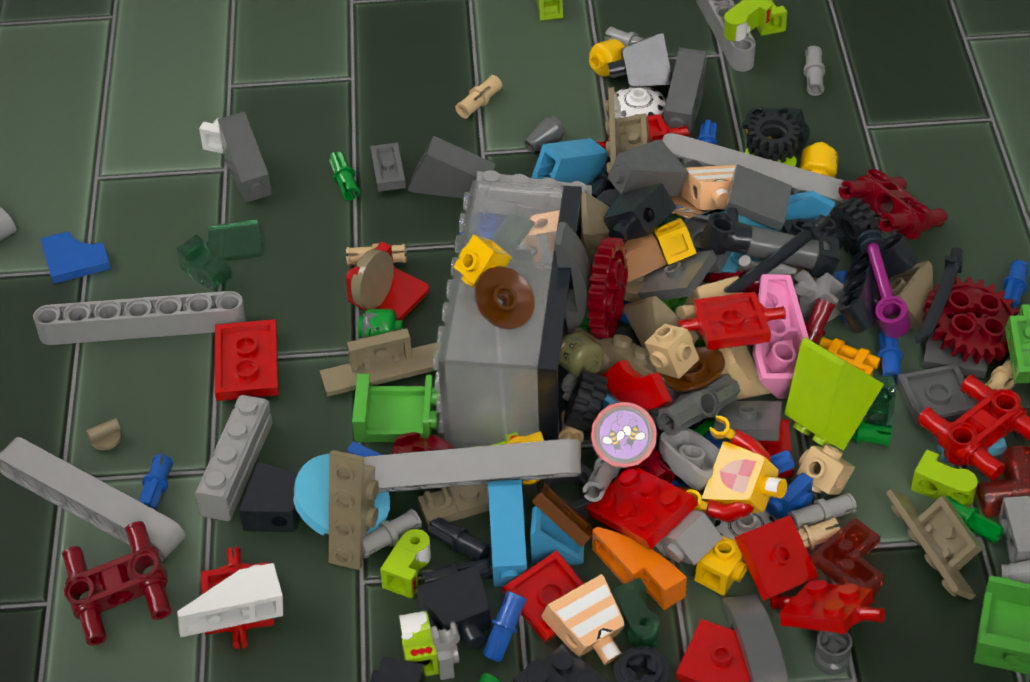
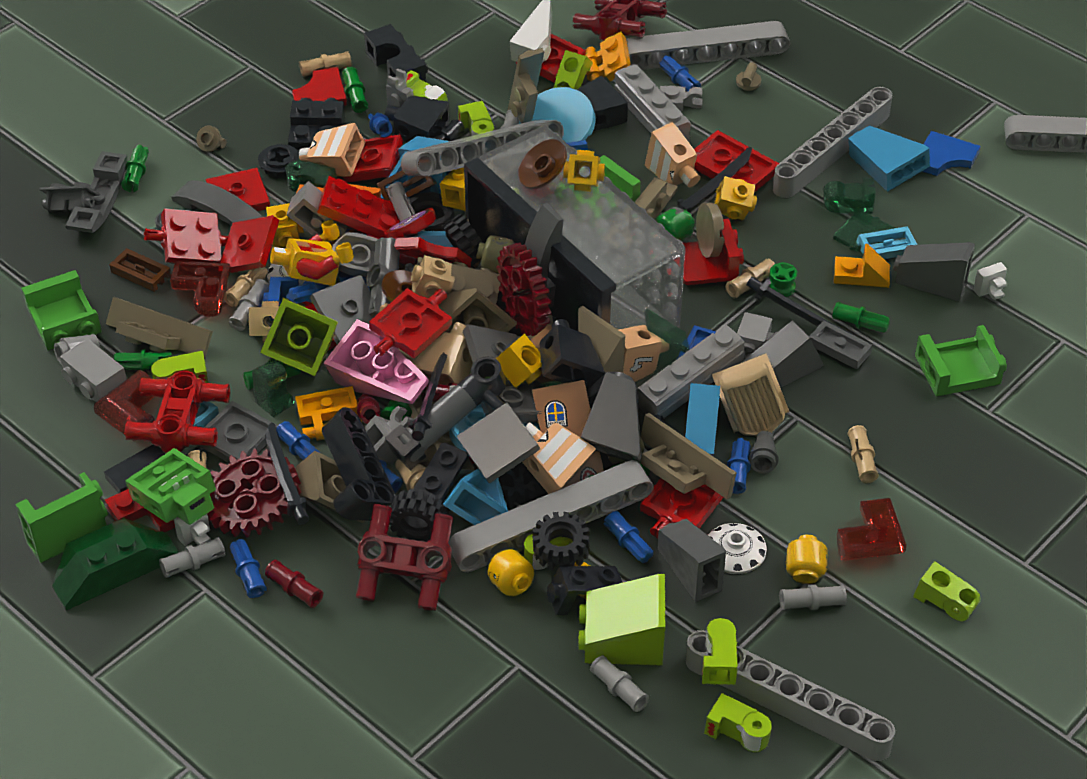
camera: 135 degrees right, 0 degrees up
(129, 265) = (888, 156): none -> dark azure slope
(187, 466) = (681, 98): none -> light grey plate
(191, 533) = (613, 55): none -> light orange plate
(238, 213) = (889, 247): none -> medium azure tile
(258, 540) = (572, 70): none -> lime leg
(287, 211) = (865, 271): none -> light orange slope
(290, 343) = (712, 185): none -> black sword
(295, 374) = (672, 156): none -> light nougat torso
(300, 314) = (735, 198): none -> yellow brick
(325, 107) = (961, 363): none -> bright green panel
(356, 234) = (783, 278): none -> green wheel
(387, 228) = (764, 290): none -> black sword
(441, 205) = (754, 331): none -> light grey brick
(510, 149) = (752, 396): none -> tan piece
(544, 42) = (877, 537): none -> clear red brick
(584, 131) = (740, 464): none -> blue axle
(643, 63) = (772, 556): torso -> none
(775, 78) = (625, 622): none -> lime slope
(871, 244) = (311, 437): magenta piece -> none
(905, 657) = (137, 272): none -> reddish brown tile
(986, 254) = (294, 583): none -> dark red pin

